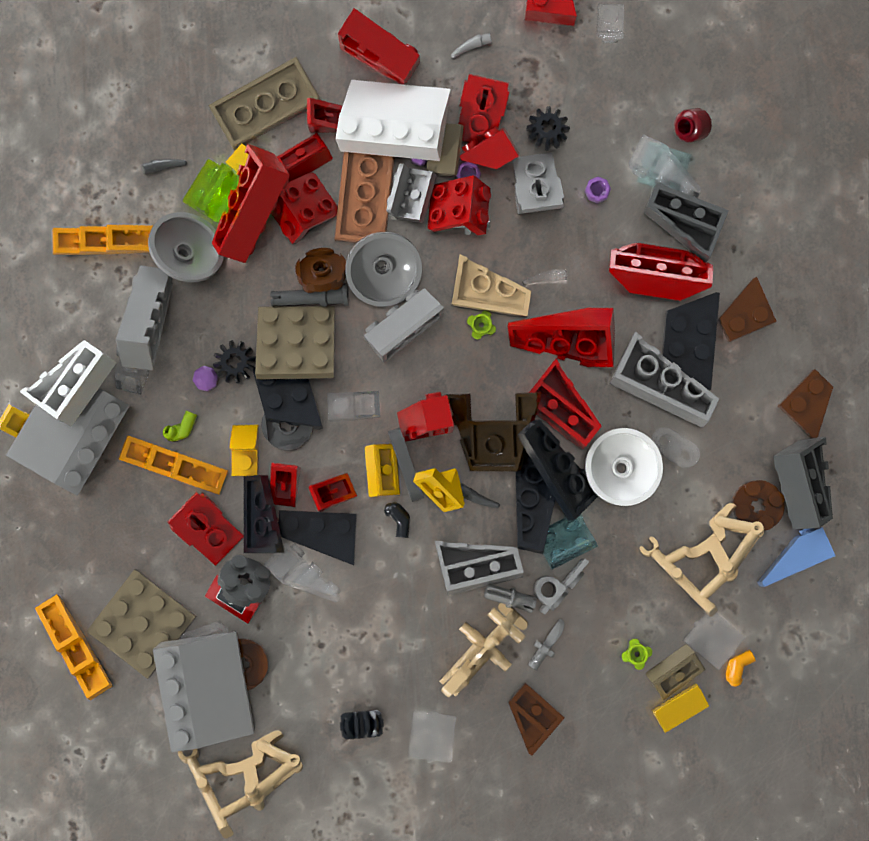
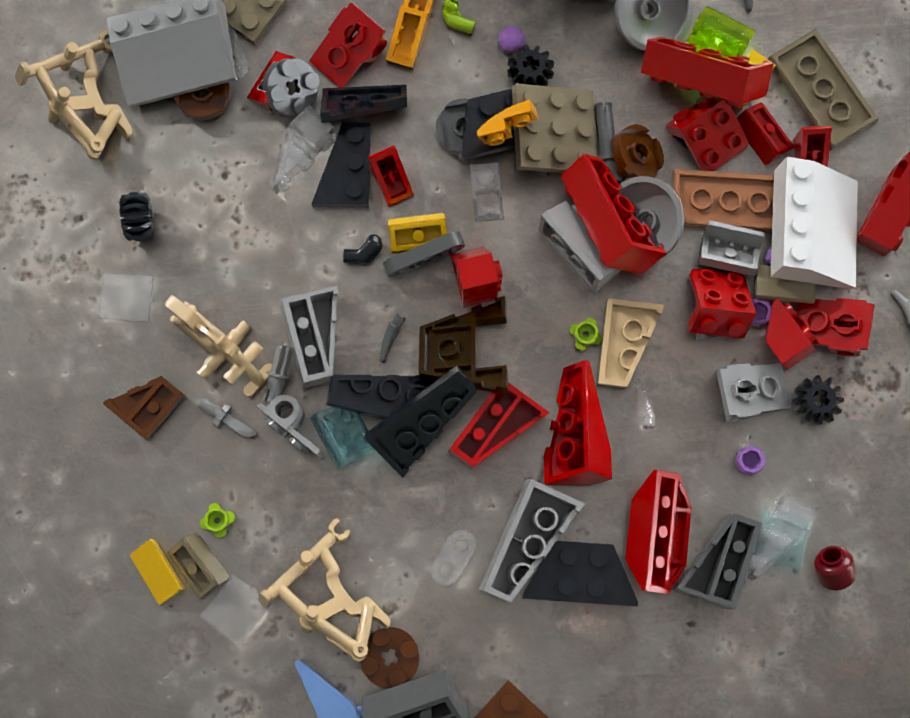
camera: 90 degrees right, 5 degrees down
(245, 449) = (435, 84): yellow slope -> none
(284, 484) = (399, 126): red slope -> none
(298, 389) = (499, 126): none -> light orange slope
(381, 297) = (610, 217): none -> red wedge
(441, 488) = (398, 293): yellow slope -> none
(641, 463) = (405, 496): white dish -> none
(735, 667) = (202, 634): light orange arm -> none
(747, 312) = (616, 640): reddish brown wing -> none

